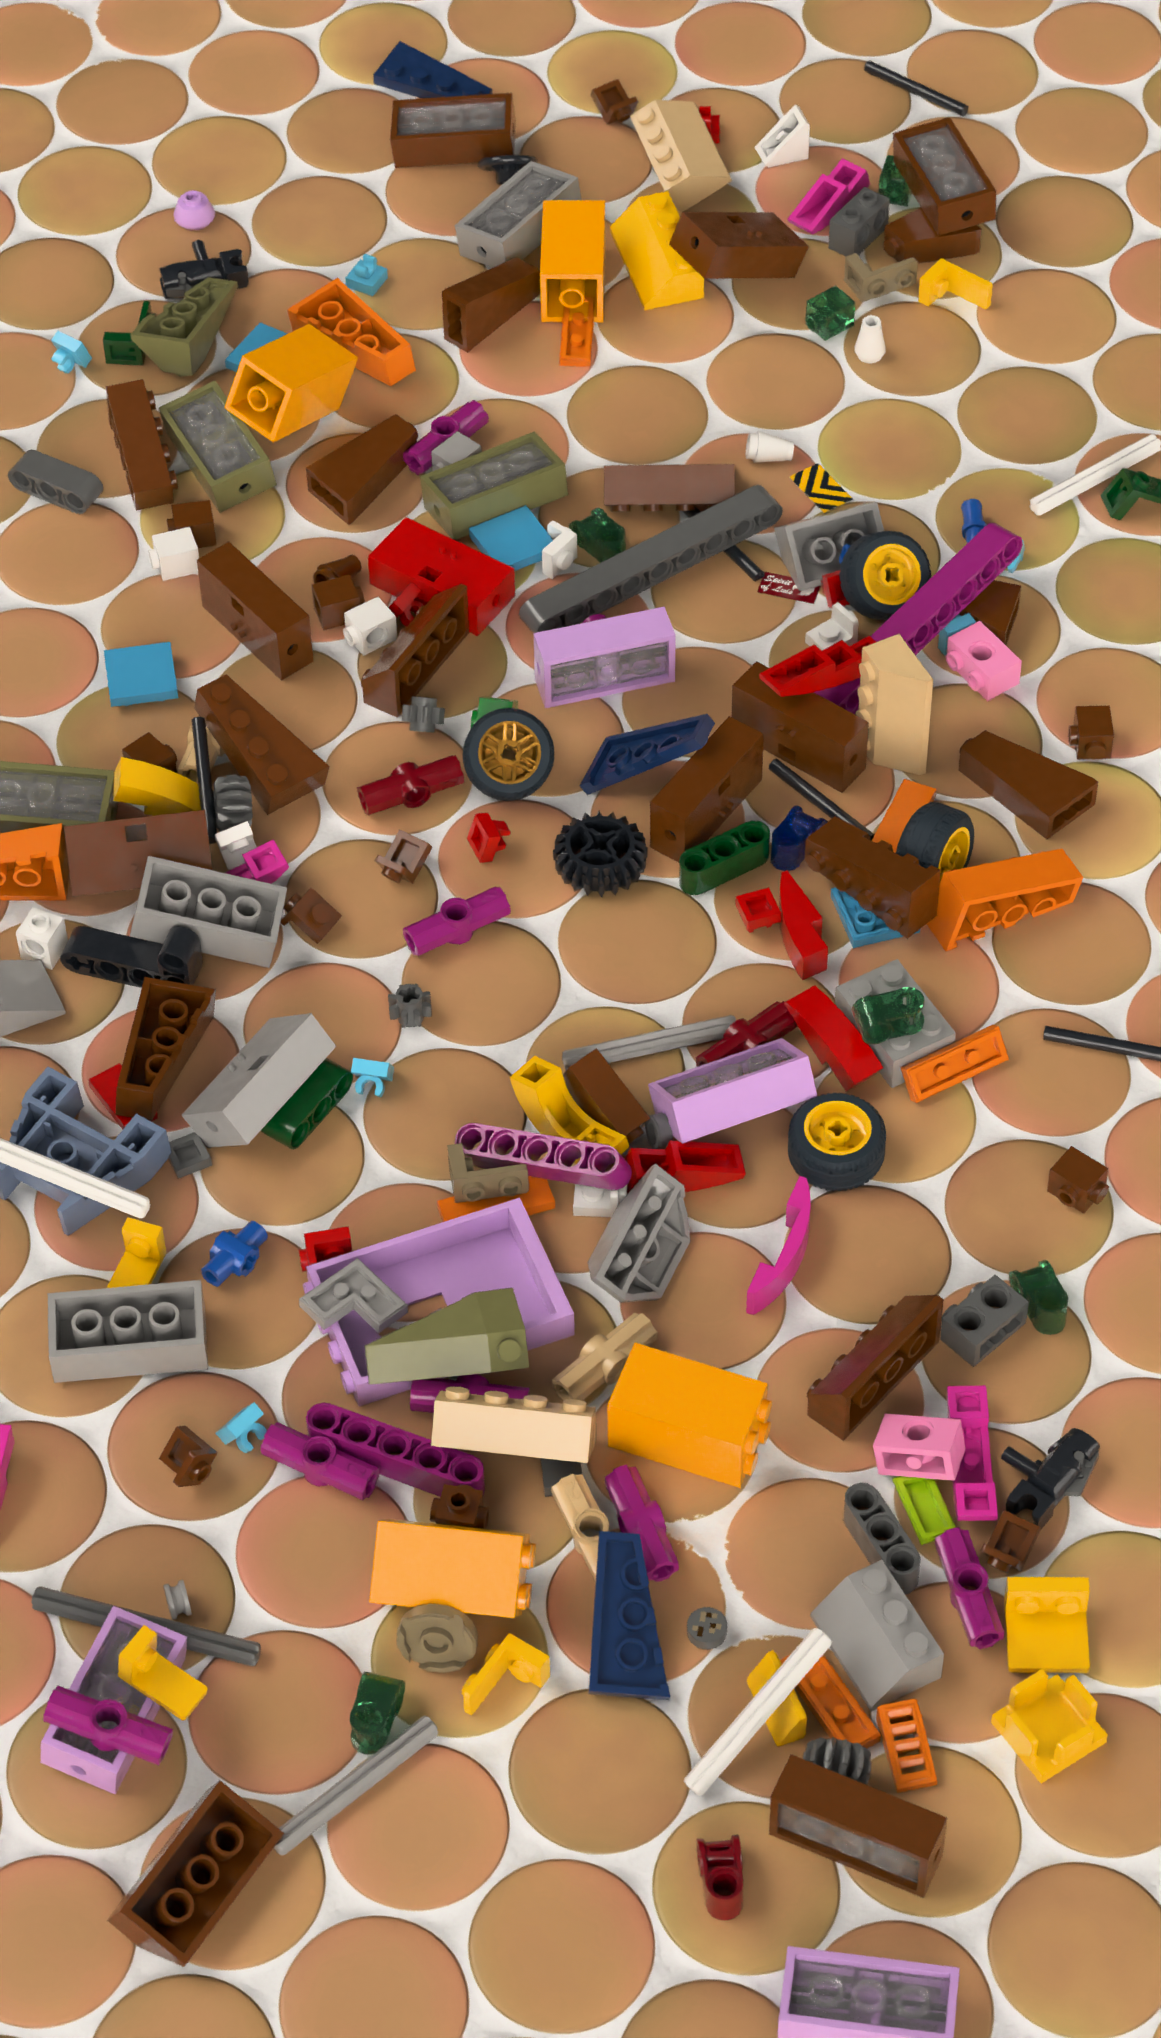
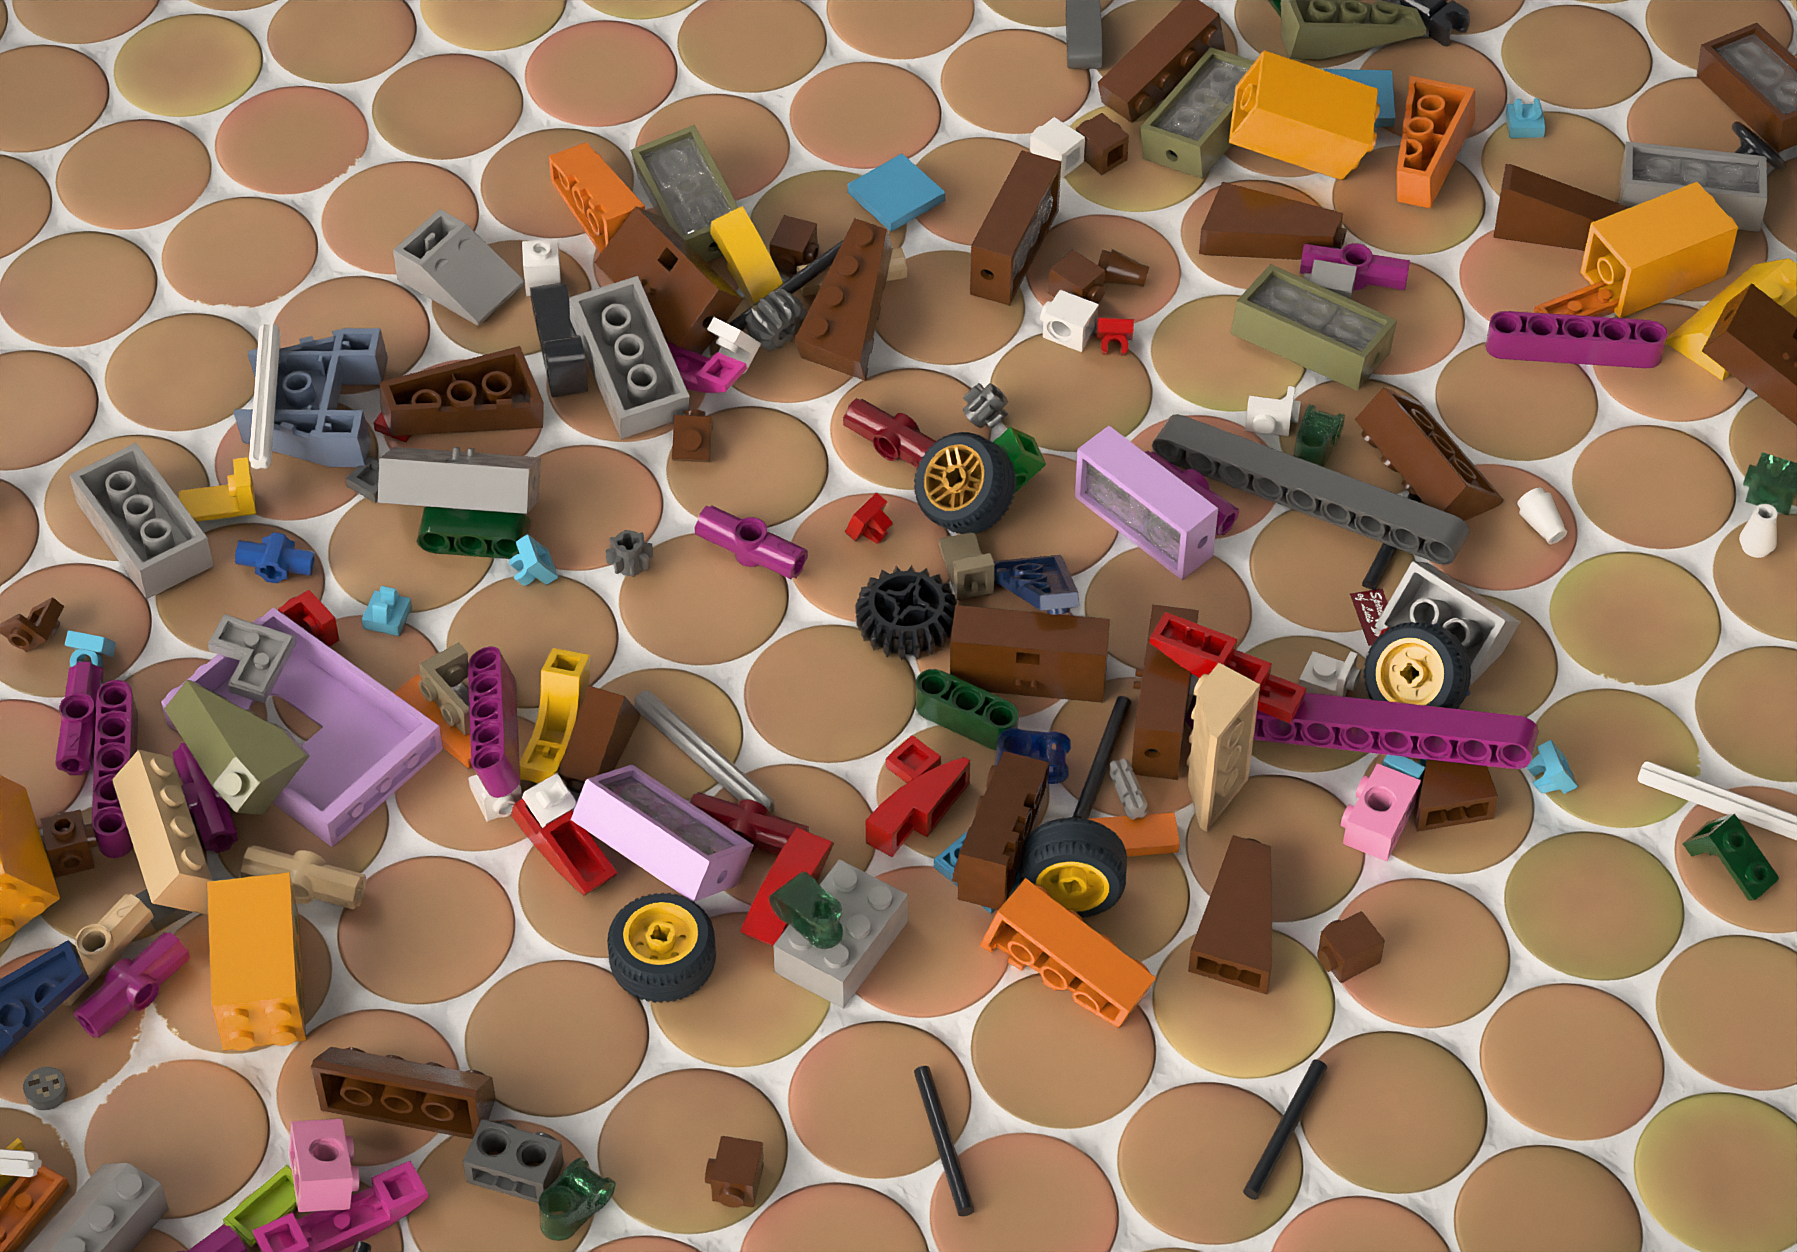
camera: 60 degrees right, 0 degrees up
(348, 1199) = (386, 611): none -> medium azure tile
(404, 858) = (801, 472): reddish brown bracket -> none
(417, 652) = (1059, 368): reddish brown slope -> none
(438, 564) = (1170, 342): red brick -> none
(512, 538) = (1259, 371): dark azure tile -> none
(577, 799) = (966, 566): none -> dark tan bracket
(614, 351) = (1576, 339): none -> magenta beam
(643, 1240) = (443, 846): light grey wedge -> none
(651, 1149) = (549, 800): none -> white tile
(771, 1280) = (511, 969): dark pink slope -> none
(821, 488) = (1532, 584): sticker -> none
(865, 794) = (1128, 789): none -> light grey axle
(881, 1522) = (204, 1200): dark grey beam -> none
(954, 1063) = (824, 1006): orange tile -> none
(972, 518) = (1567, 730): blue pin -> none

